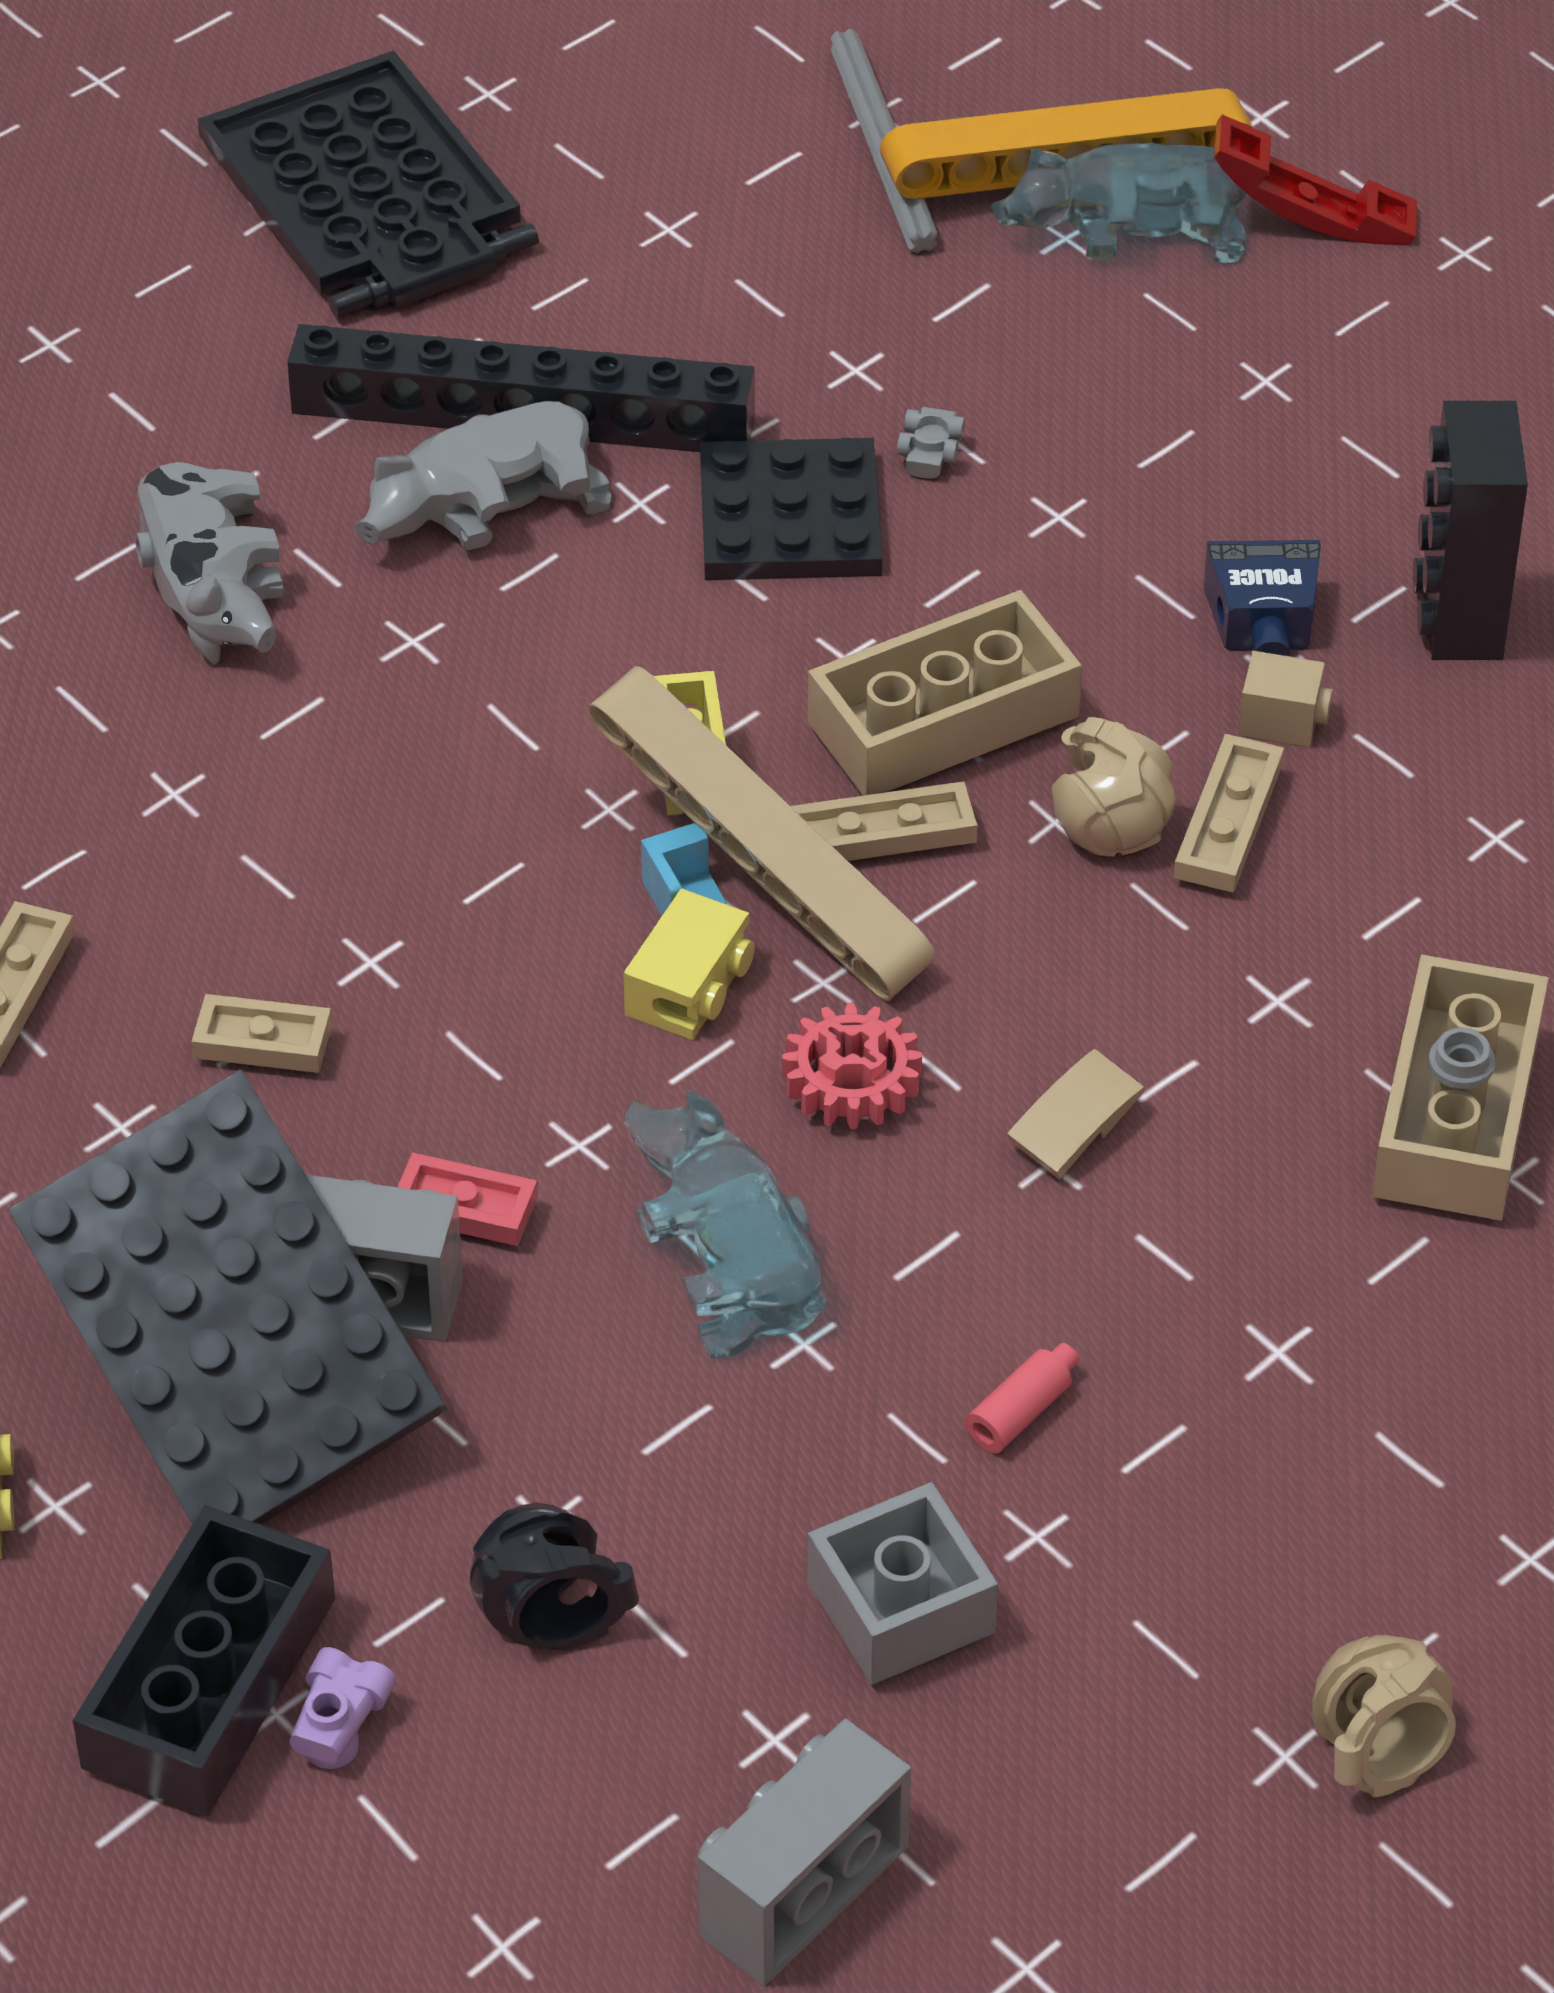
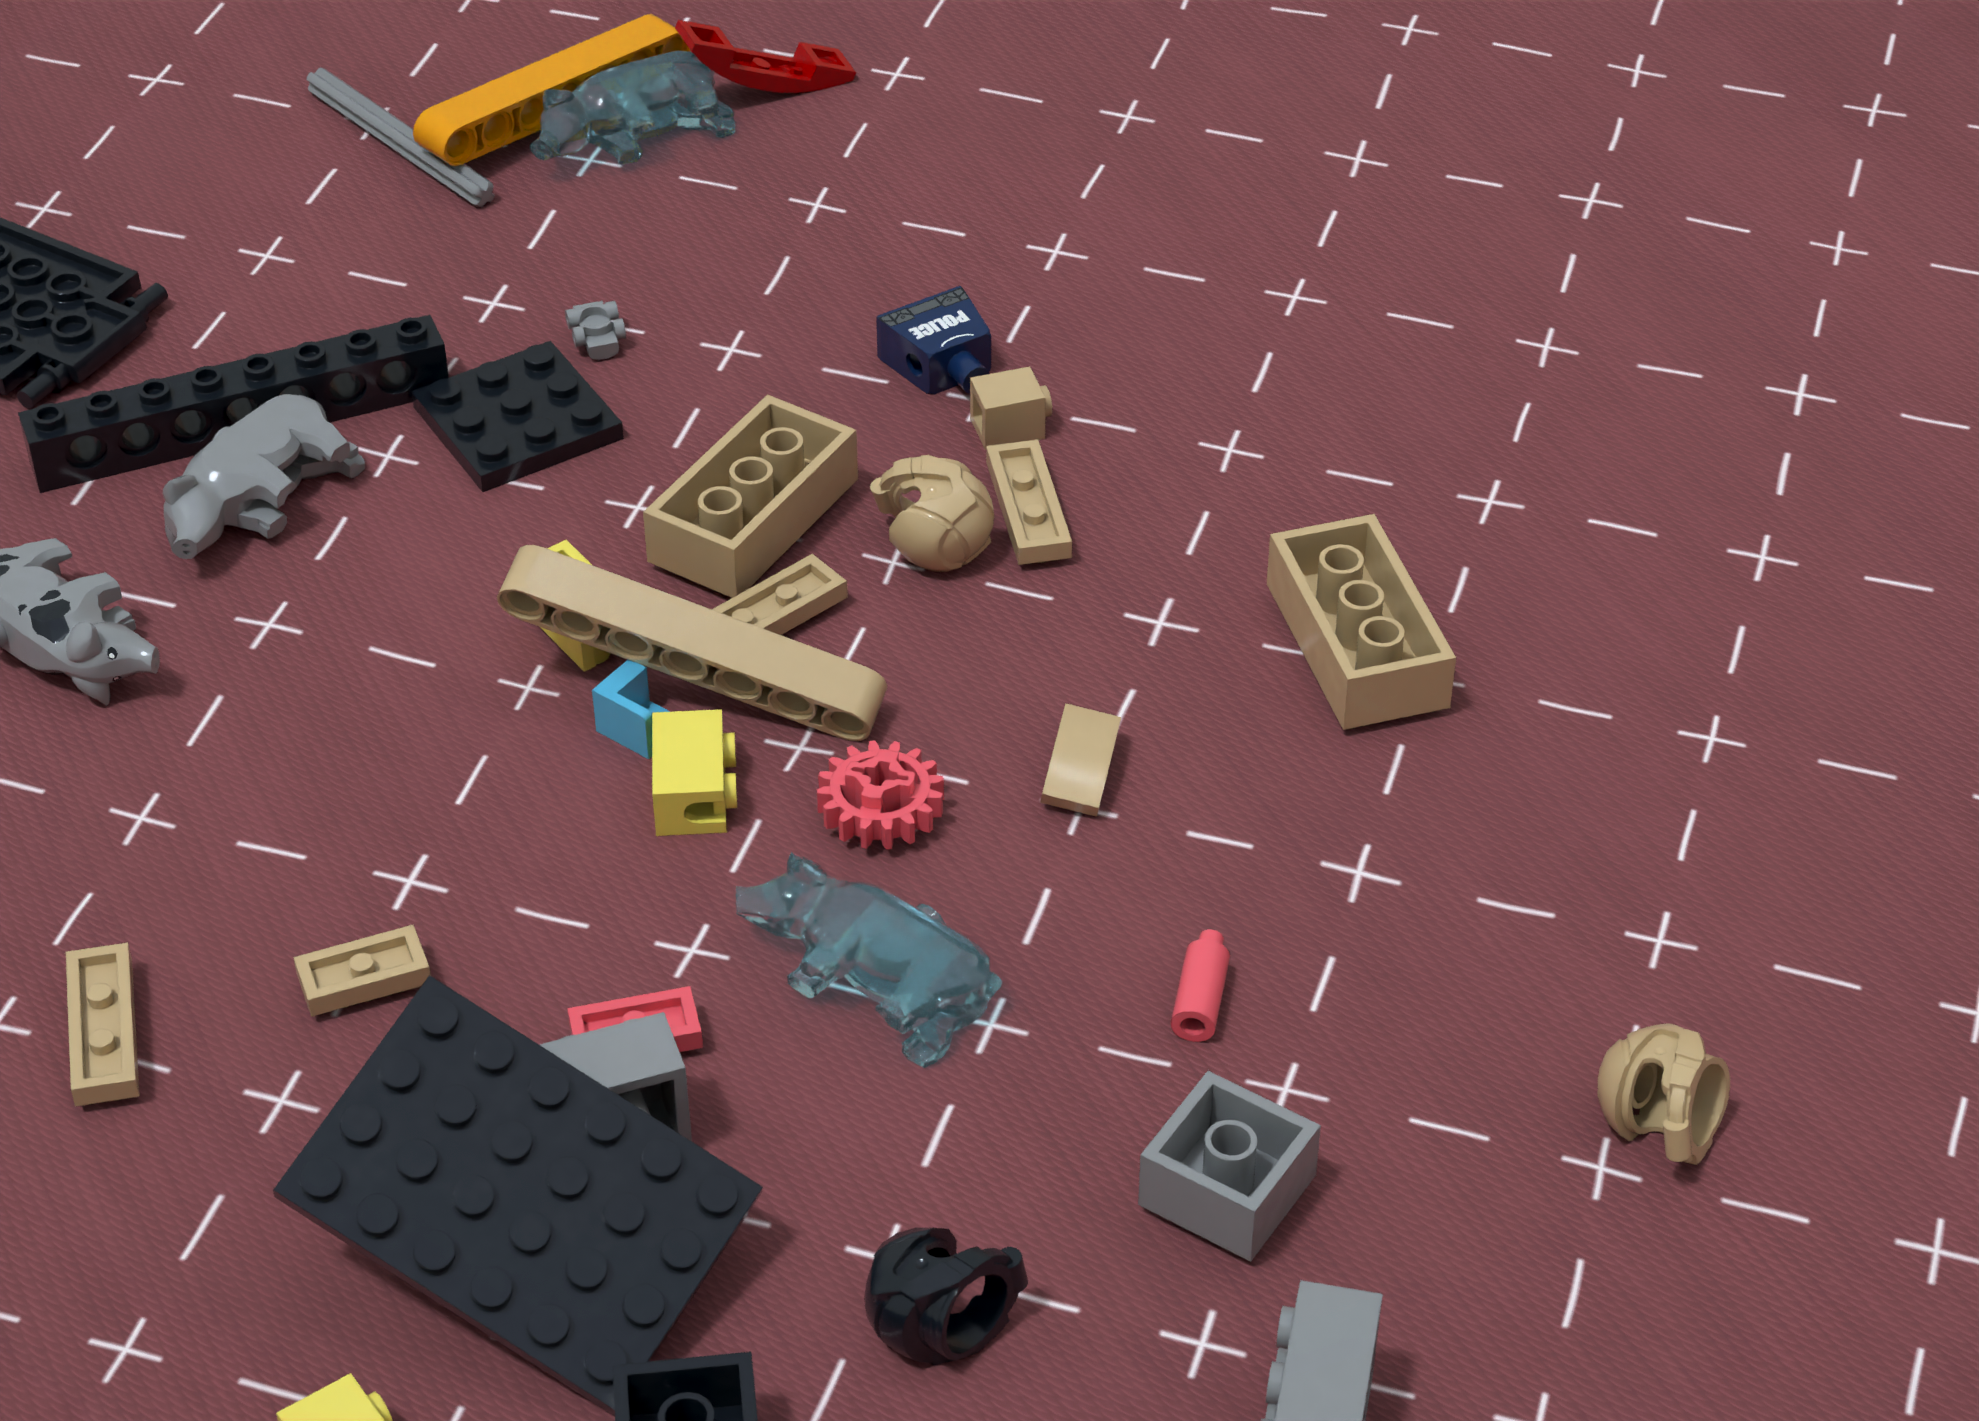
camera: 30 degrees left, 5 degrees down
(1461, 1059) = (1366, 590): light grey plate -> none
(1470, 530) = (1087, 228): black brick -> none

